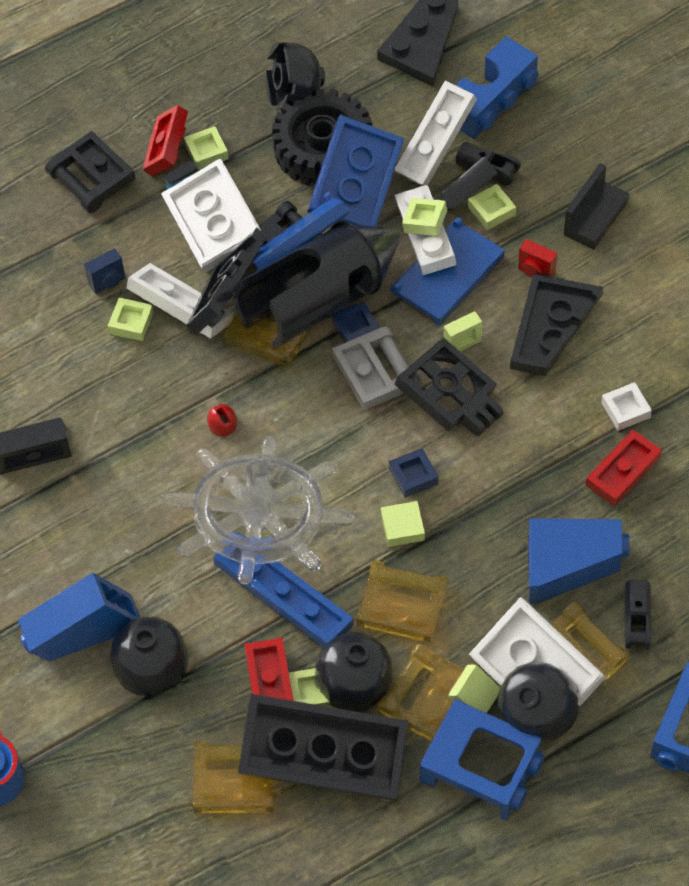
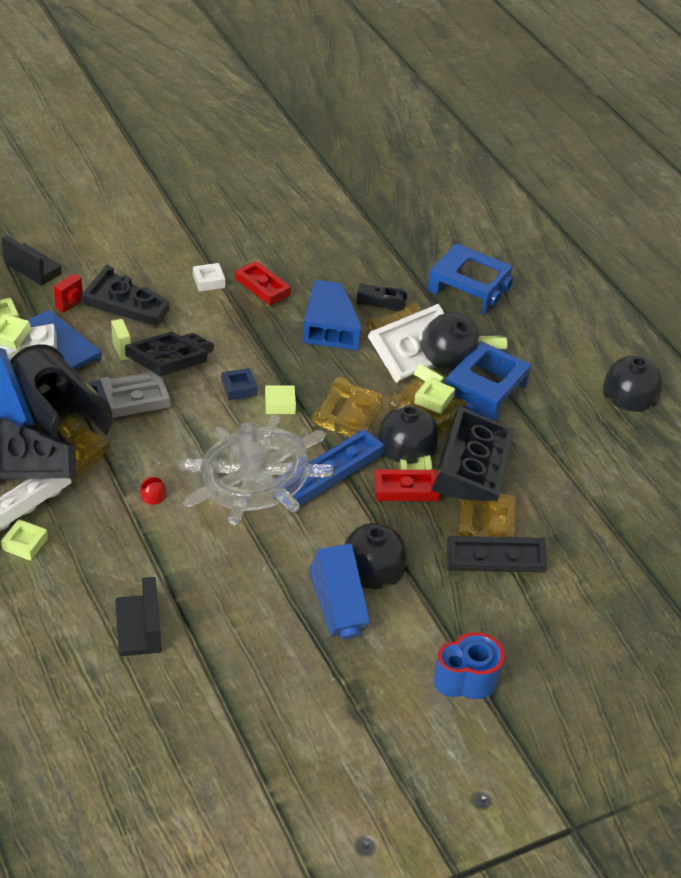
camera: 90 degrees left, 15 degrees down
(170, 789) = (496, 554): none -> black tile
(424, 690) = (434, 395): none -> yellowish green tile
(567, 759) = (495, 341): none -> yellowish green tile

